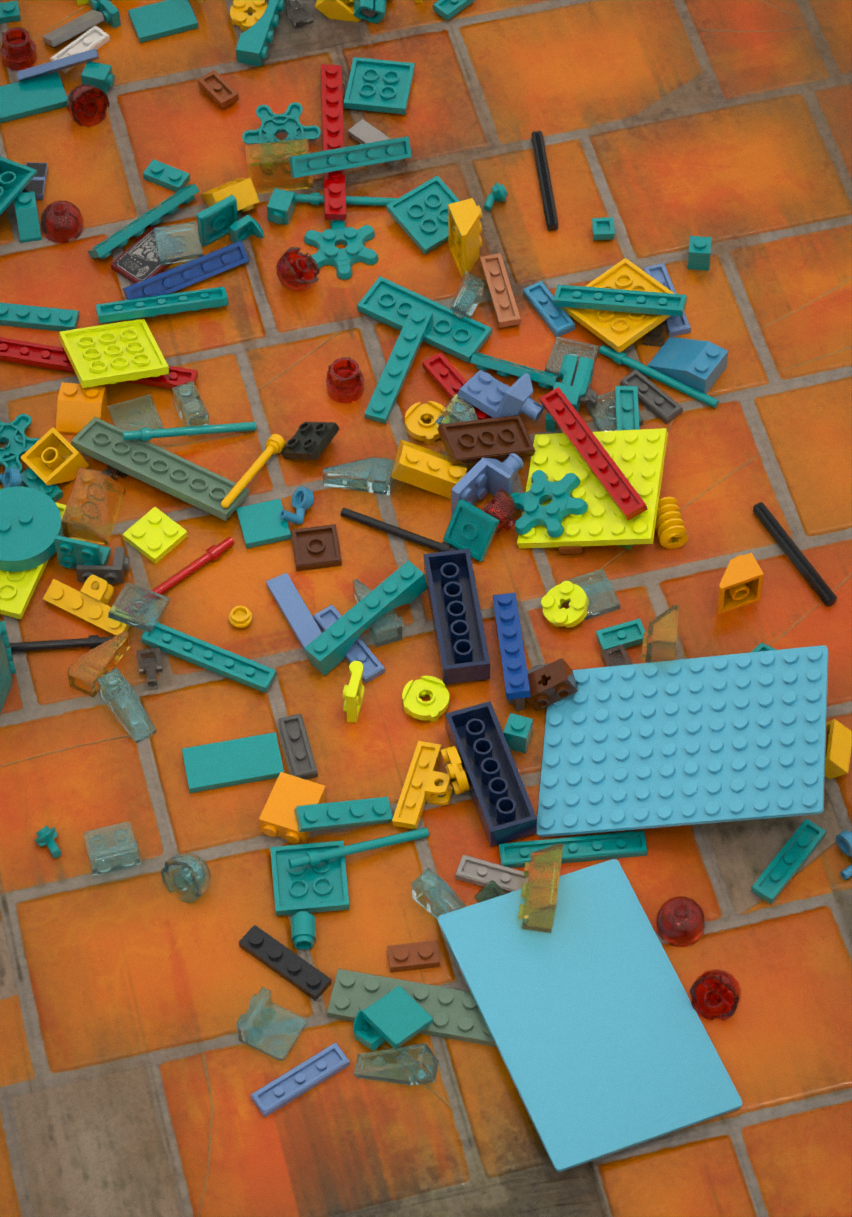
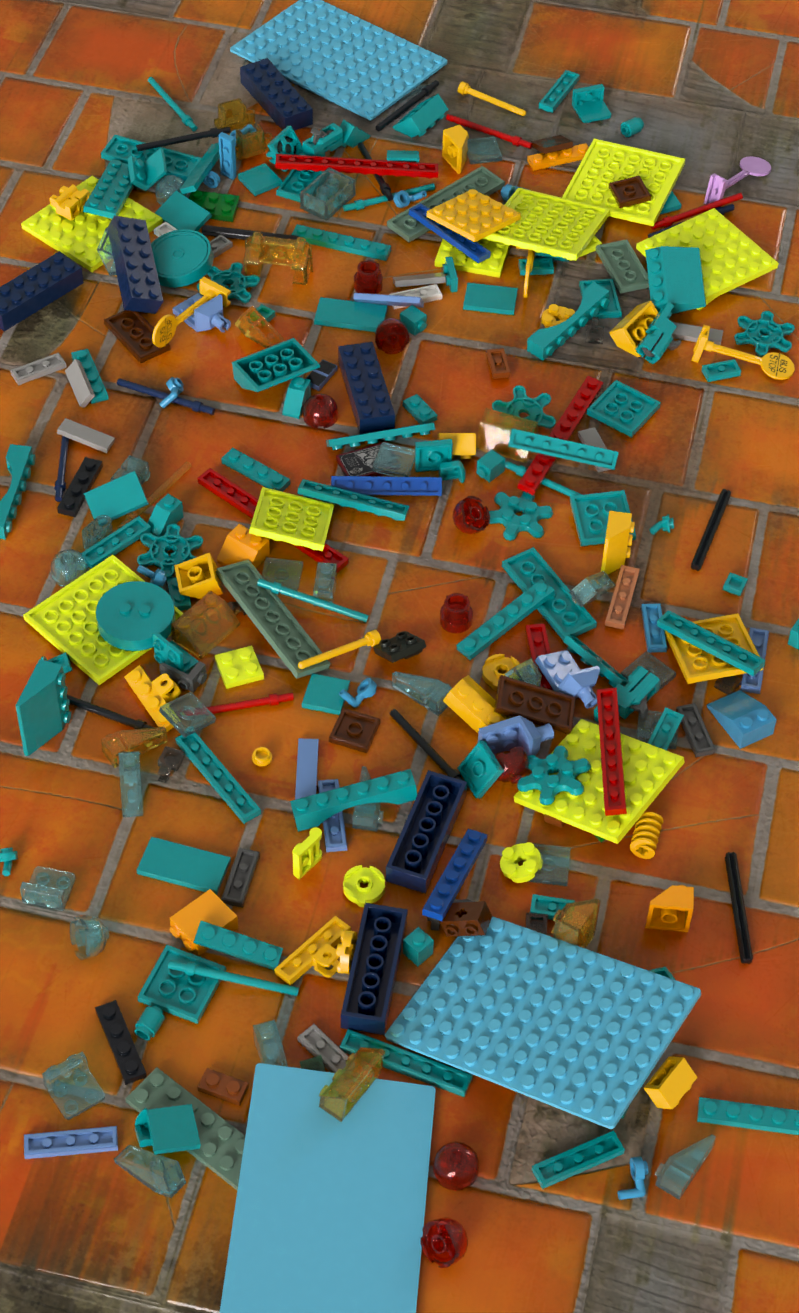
camera: 25 degrees right, 5 degrees down
(95, 175) = (366, 387): none -> dark blue brick
(621, 358) = (689, 690): teal bar -> none

